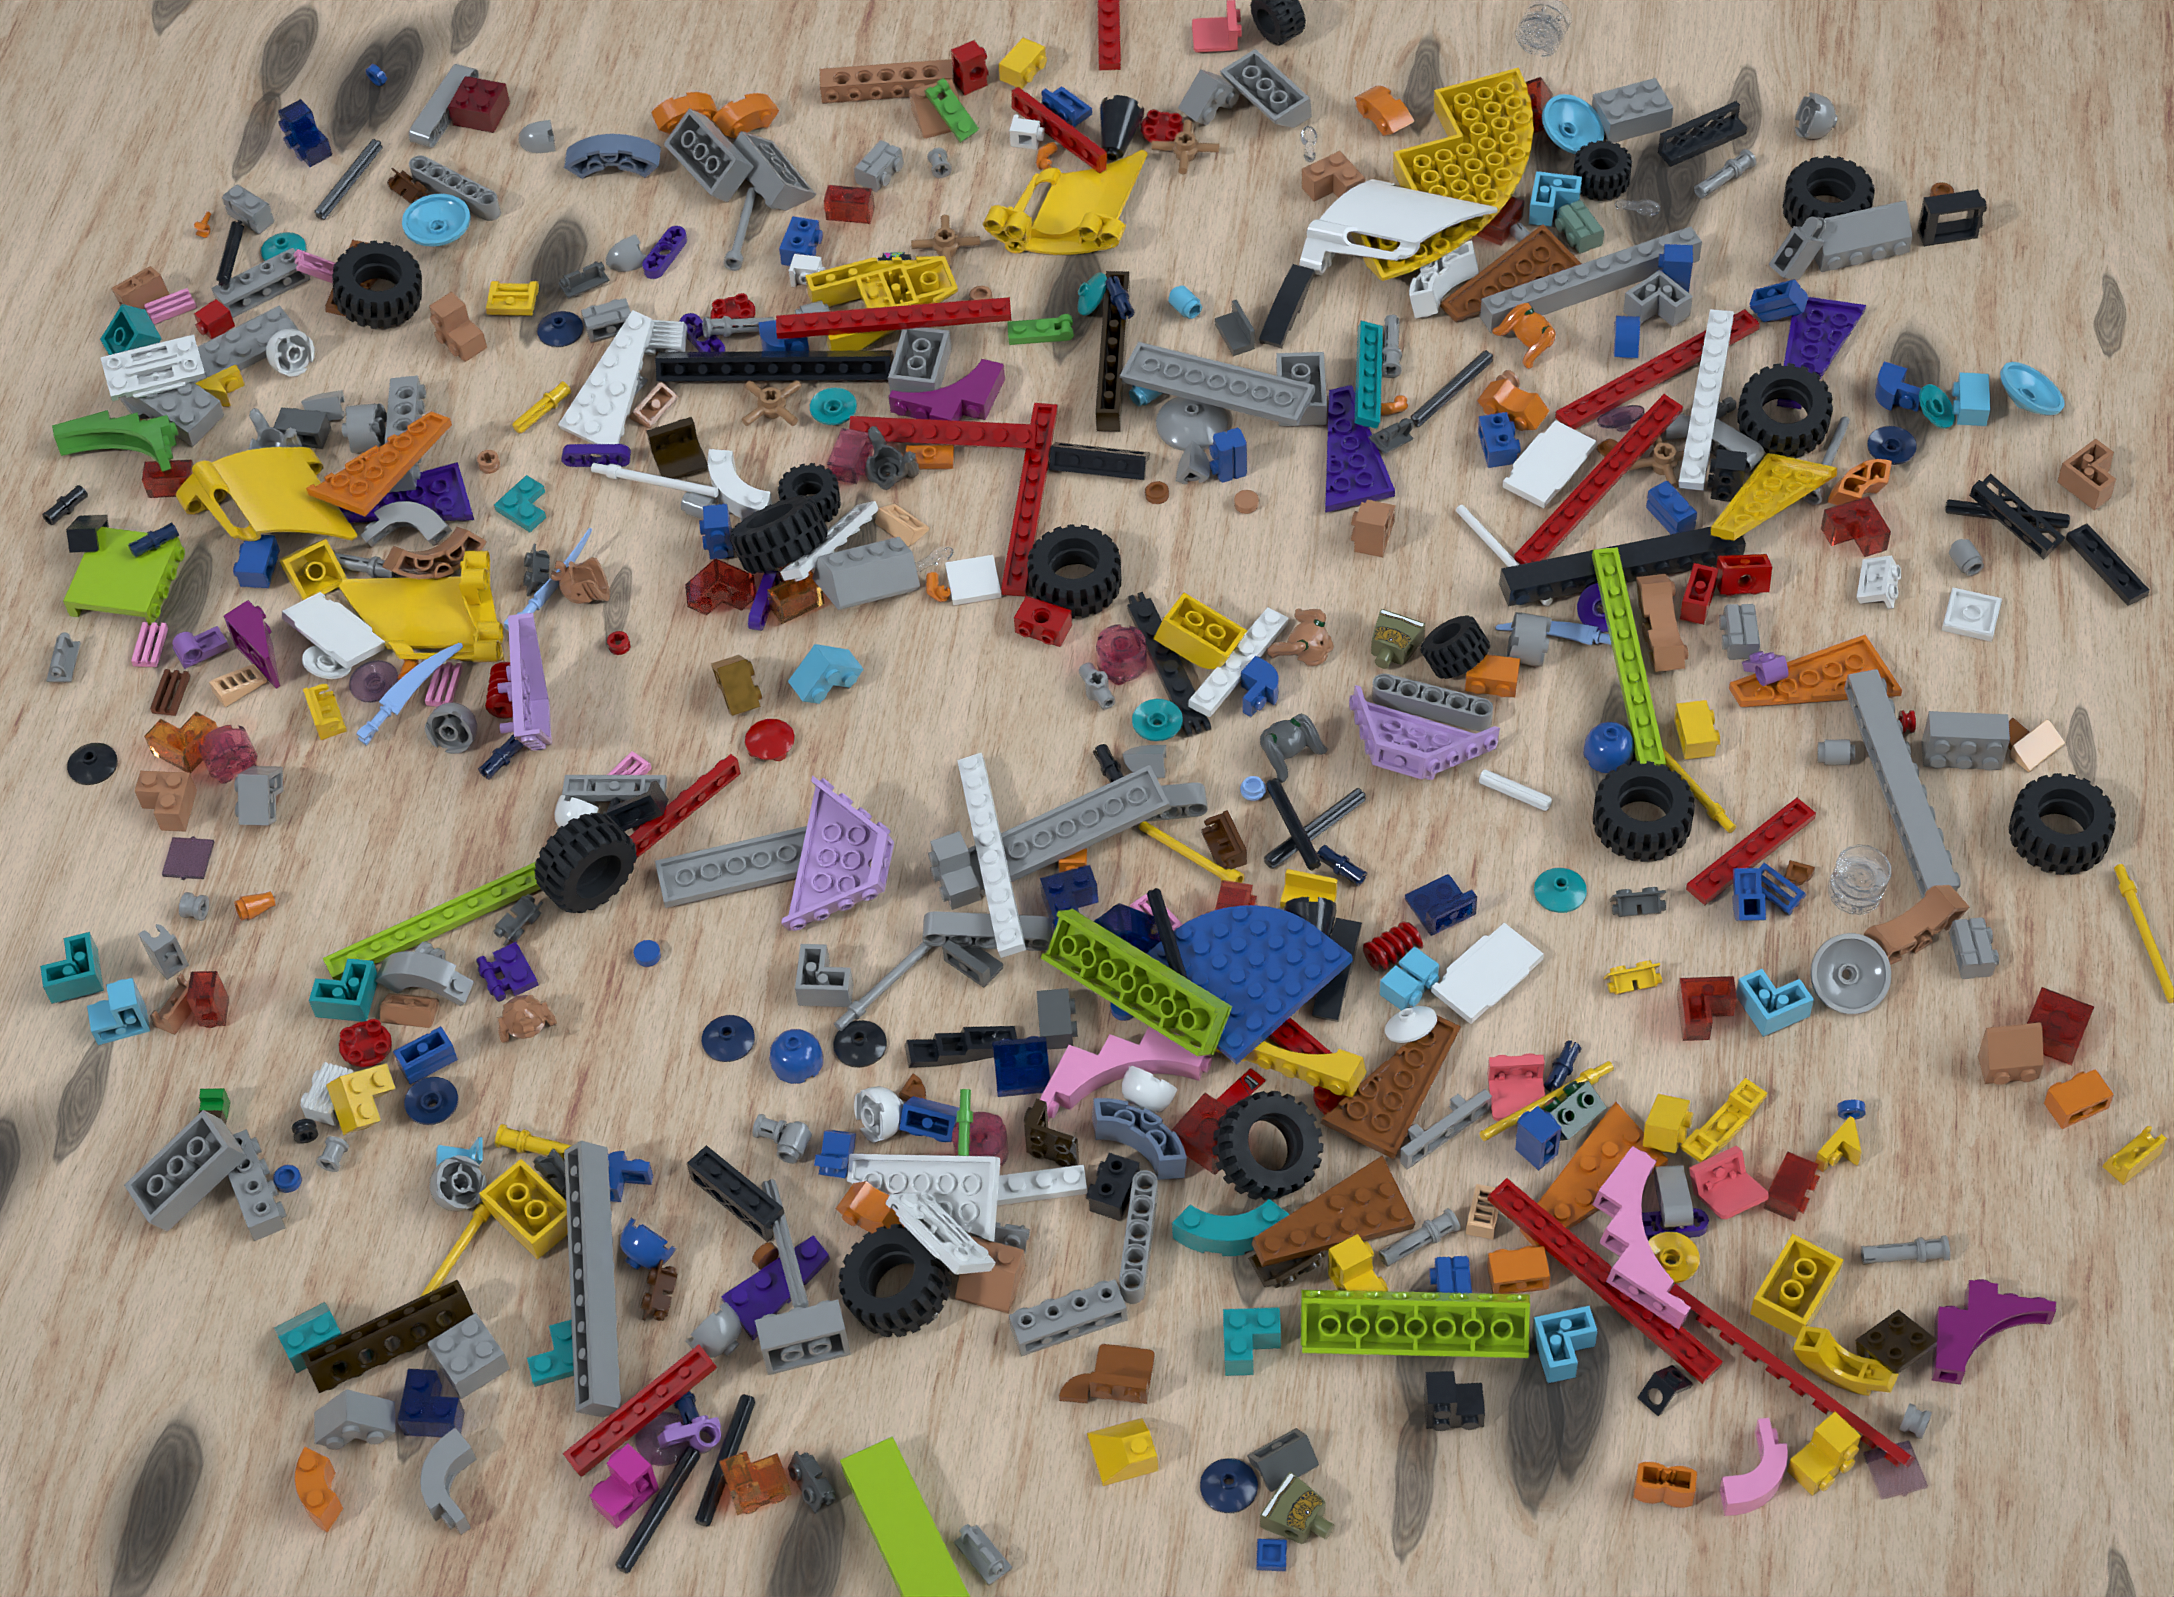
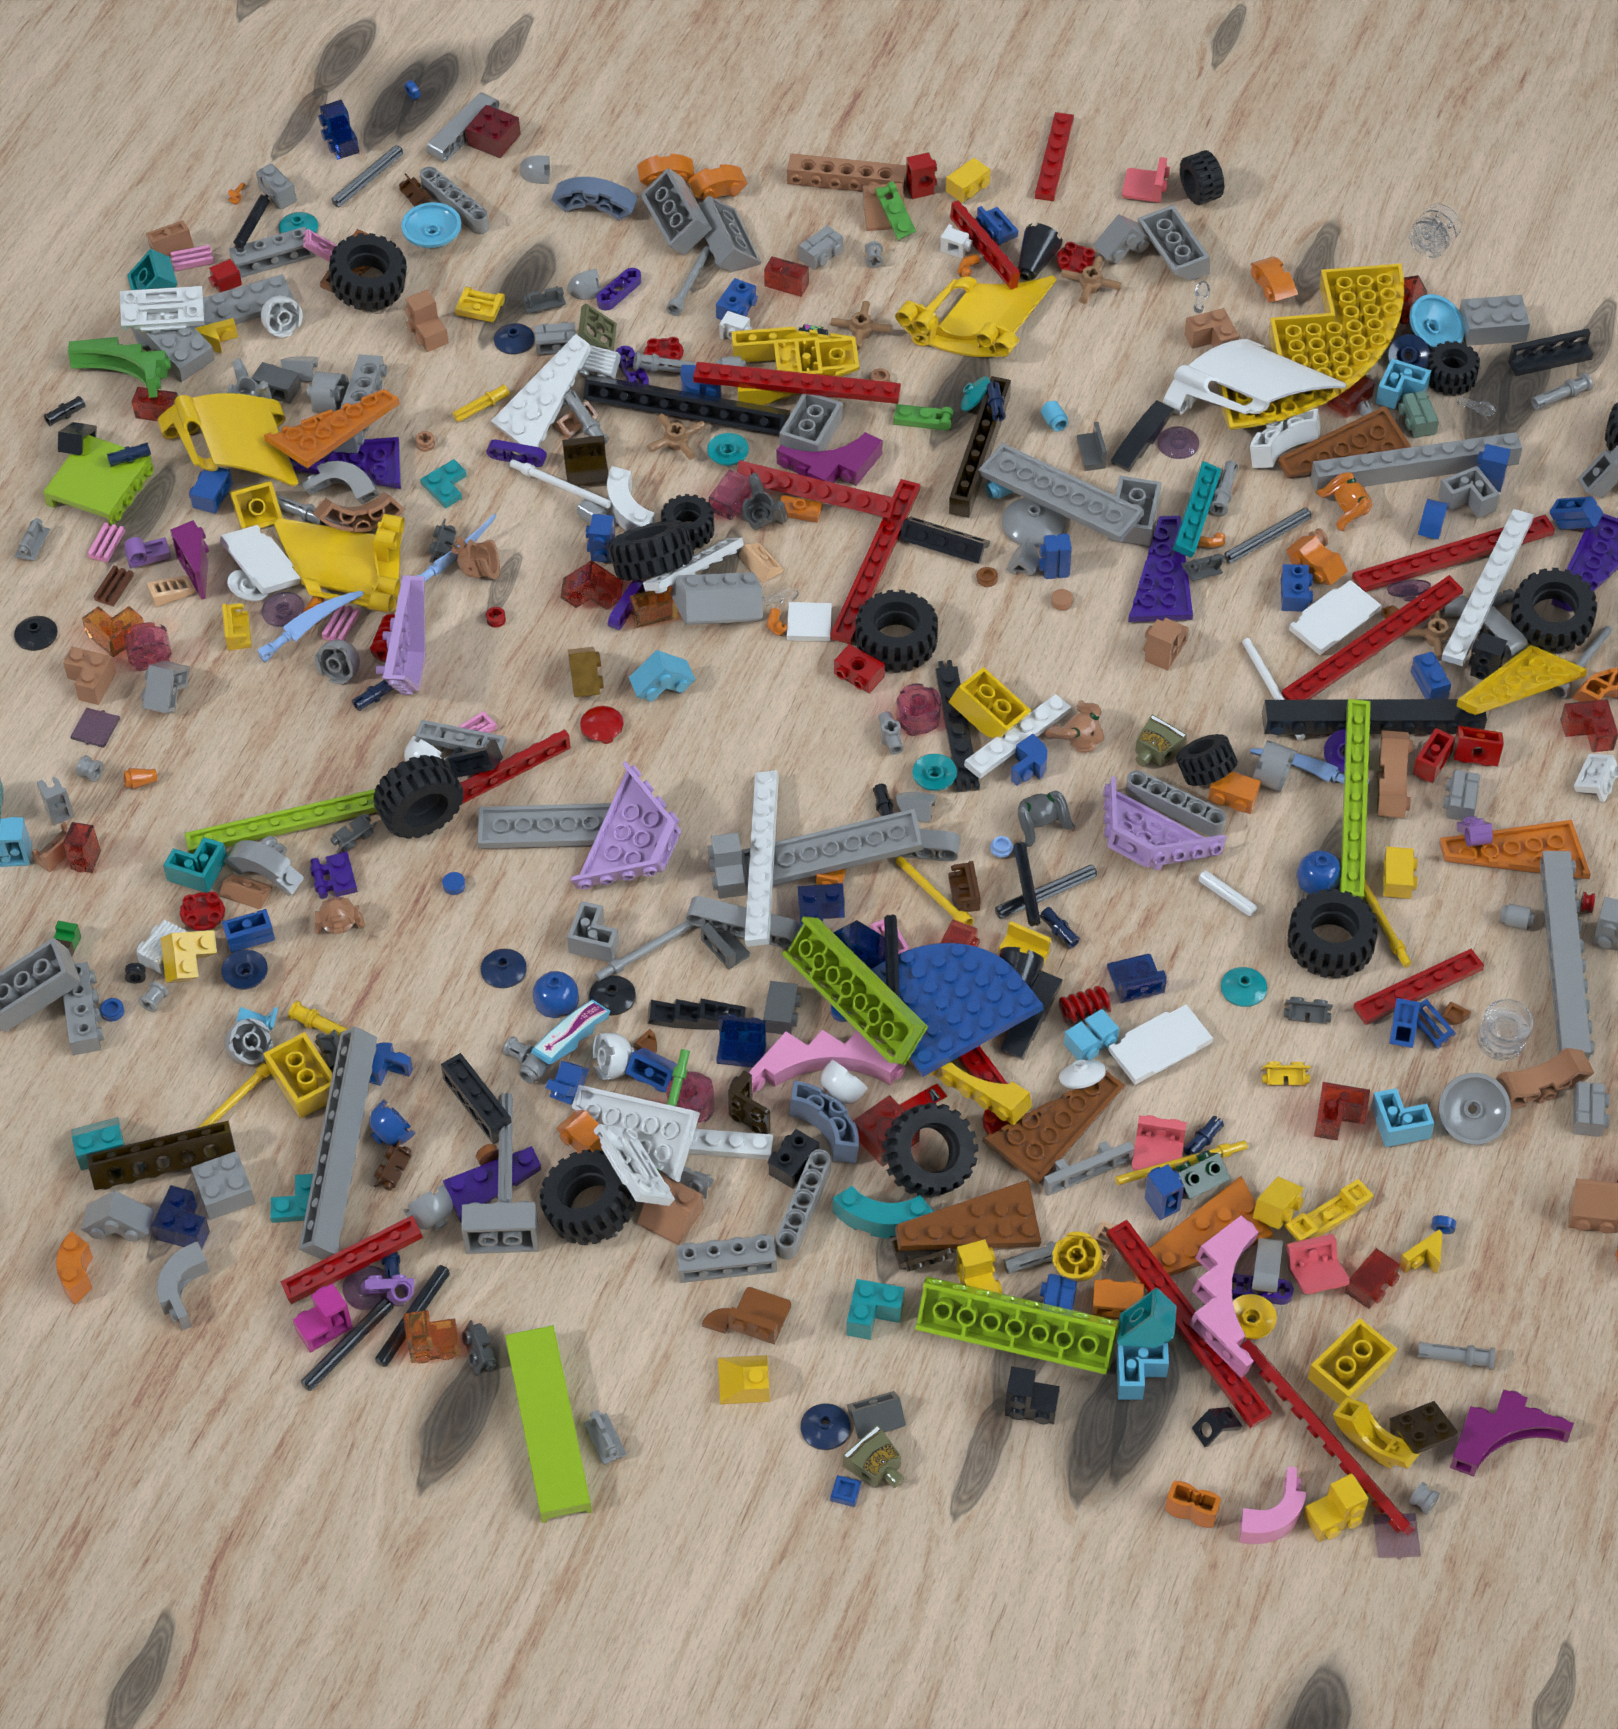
camera: 10 degrees right, 0 degrees up
(648, 291) = (595, 320): none -> olive piece
(673, 410) = (590, 426): none -> light grey pin
(824, 1095) = (571, 1030): none -> slope
(1326, 306) = (1178, 442): none -> clear purple dish
(1464, 1231) = (1077, 1256): none -> yellow cylinder
(1551, 153) = (1410, 344): none -> dark blue dish
(1562, 1288) = (1148, 1321): none -> teal slope

